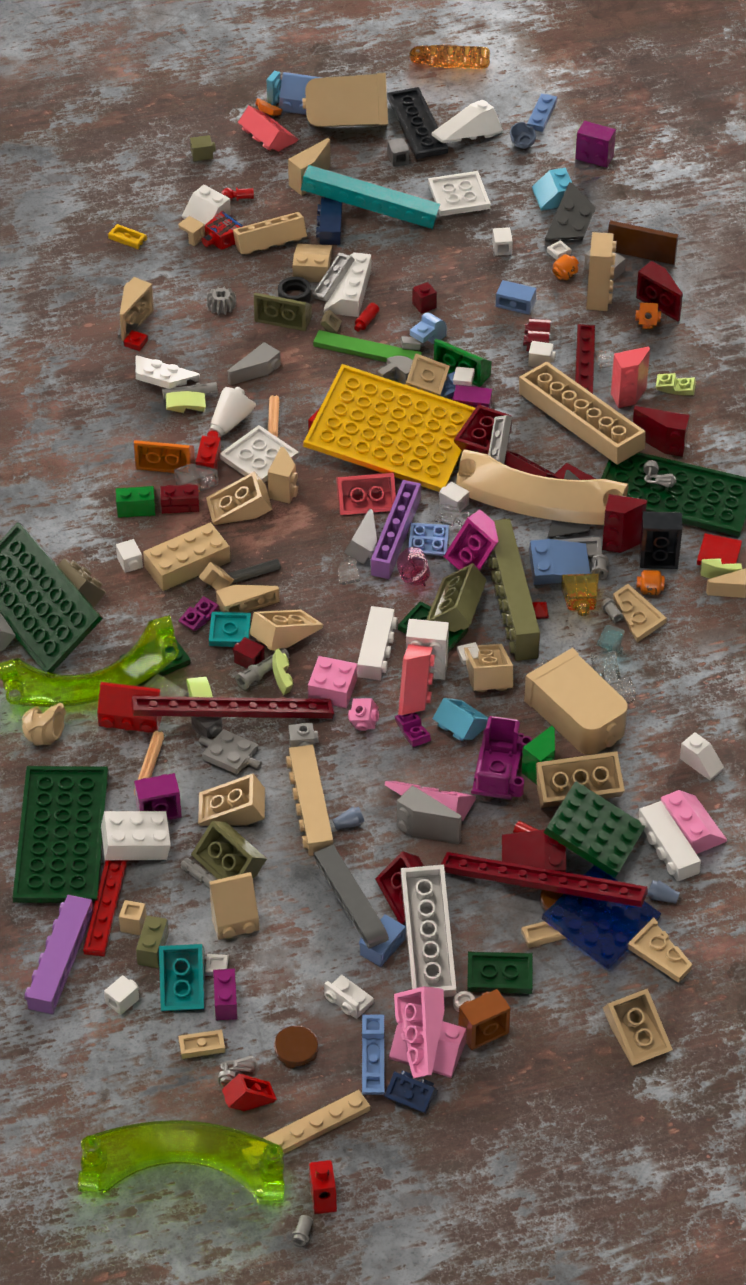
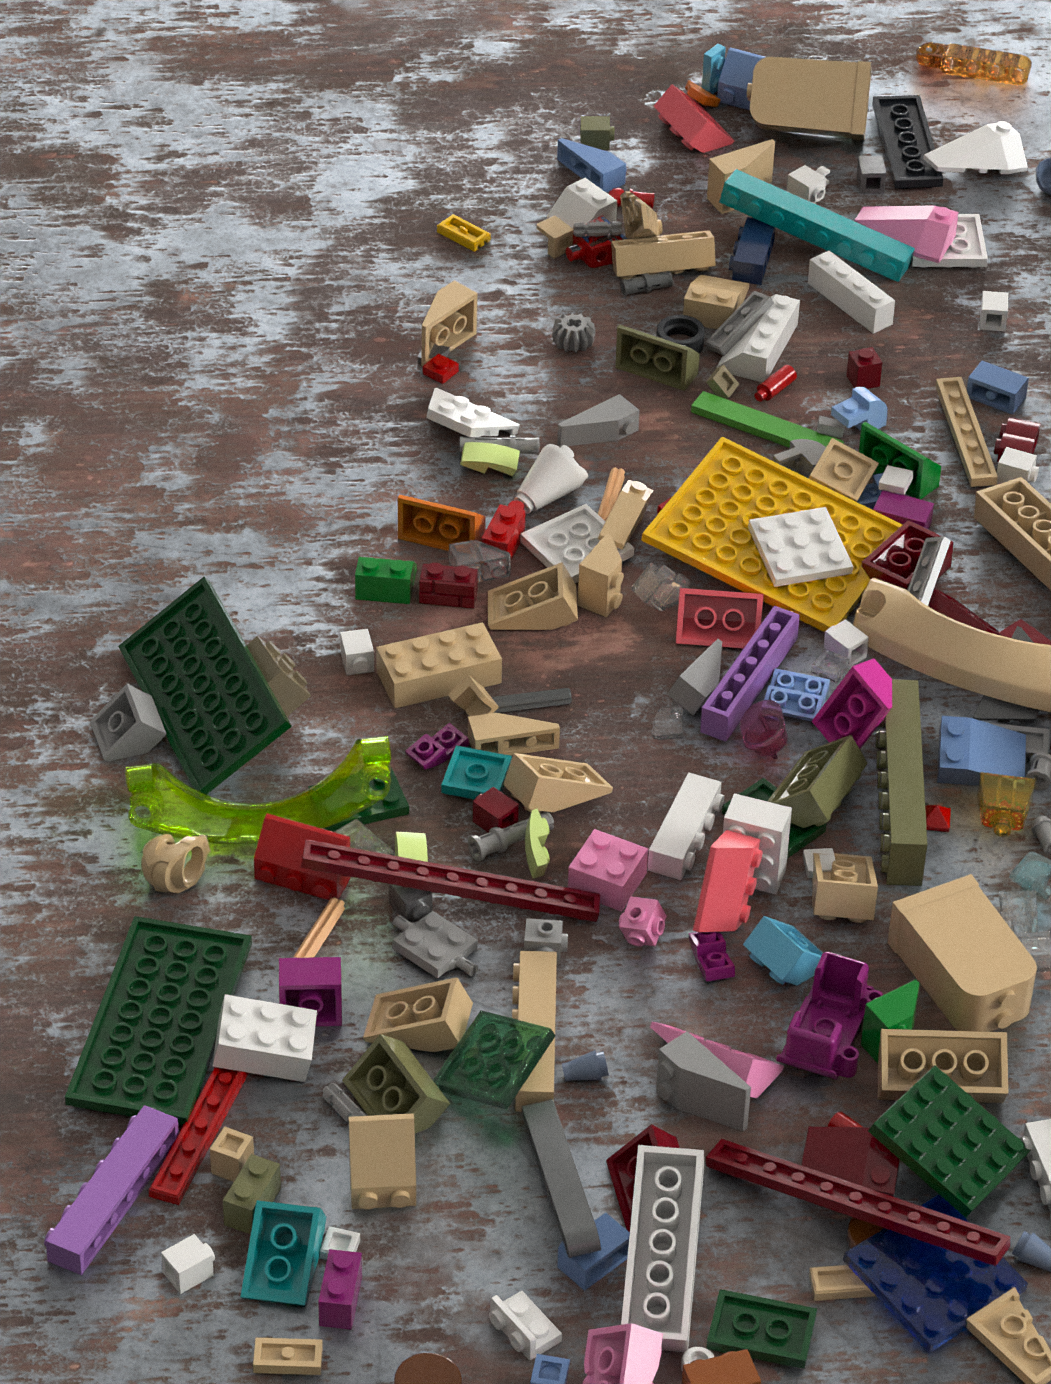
camera: 10 degrees right, 5 degrees down
(205, 172) = (593, 164): none -> medium blue slope
(221, 222) = (597, 228): none -> light grey axle
(248, 211) = (638, 217): none -> tan wedge
(262, 255) = (646, 283): none -> dark grey pin
(288, 428) = (627, 513): none -> tan slope
(289, 824) = (493, 1059): none -> clear green plate
(322, 477) = (660, 586): none -> clear slope
(356, 165) = (808, 183): none -> white brick
(403, 241) = (851, 292): none -> white brick
(410, 434) = (800, 546): none -> white plate
(440, 187) = (921, 227): none -> bright pink wedge
(501, 332) = (966, 432): none -> tan plate

